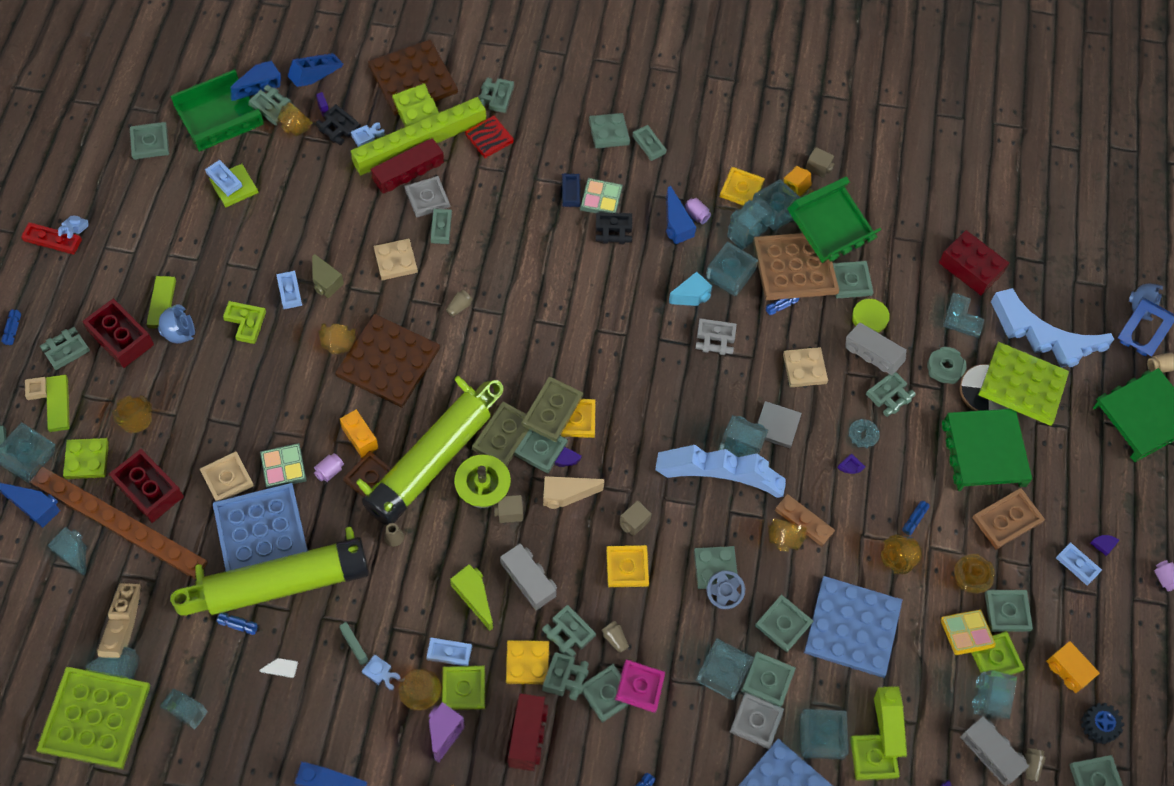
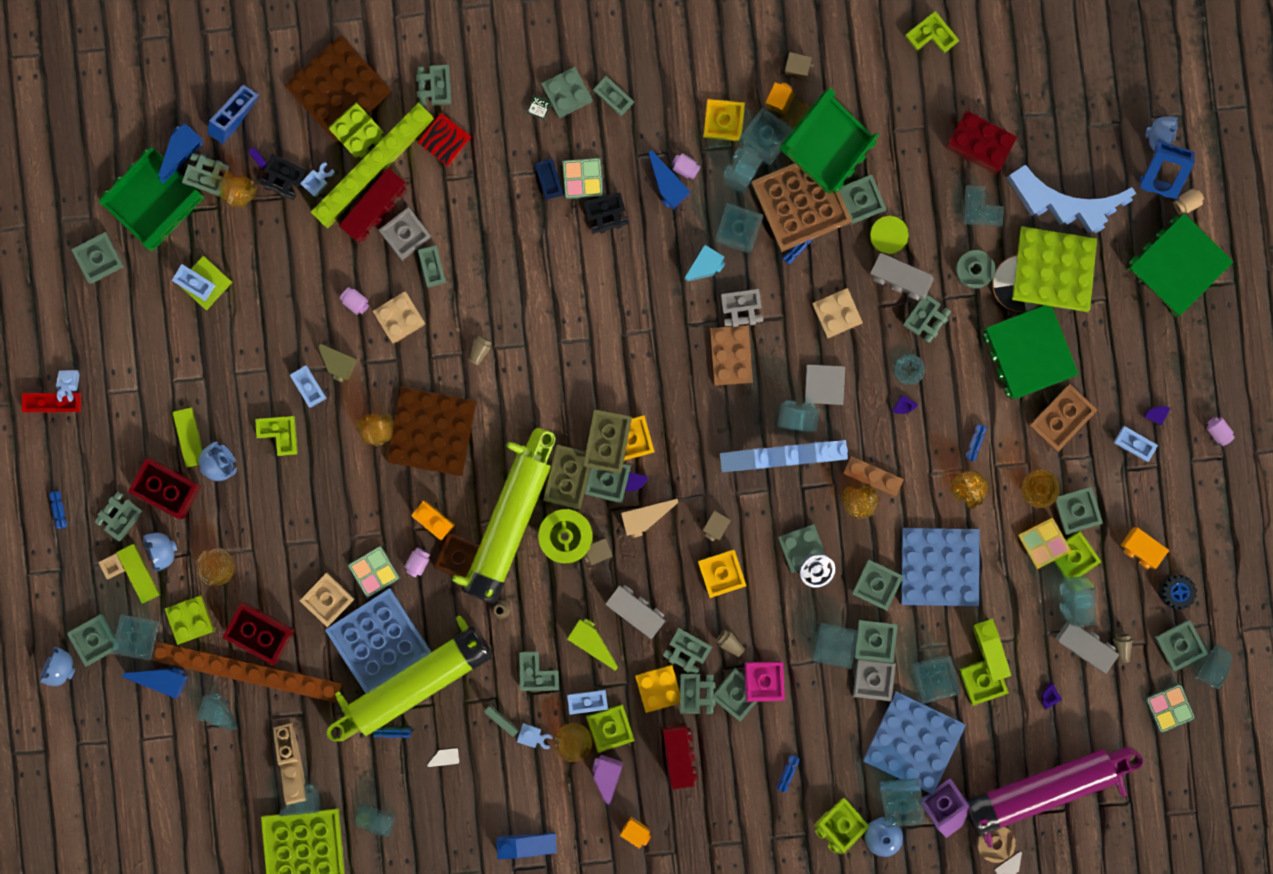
camera: 10 degrees left, 25 degrees up
(88, 384) = (159, 550): none -> medium blue cylinder
(360, 233) = (354, 301): none -> lavender brick
(401, 610) = (531, 678): none -> sand green plate
(580, 135) = (539, 108): none -> tile
(694, 375) = (731, 355): none -> medium nougat plate
(948, 168) = (932, 28): none -> lime plate

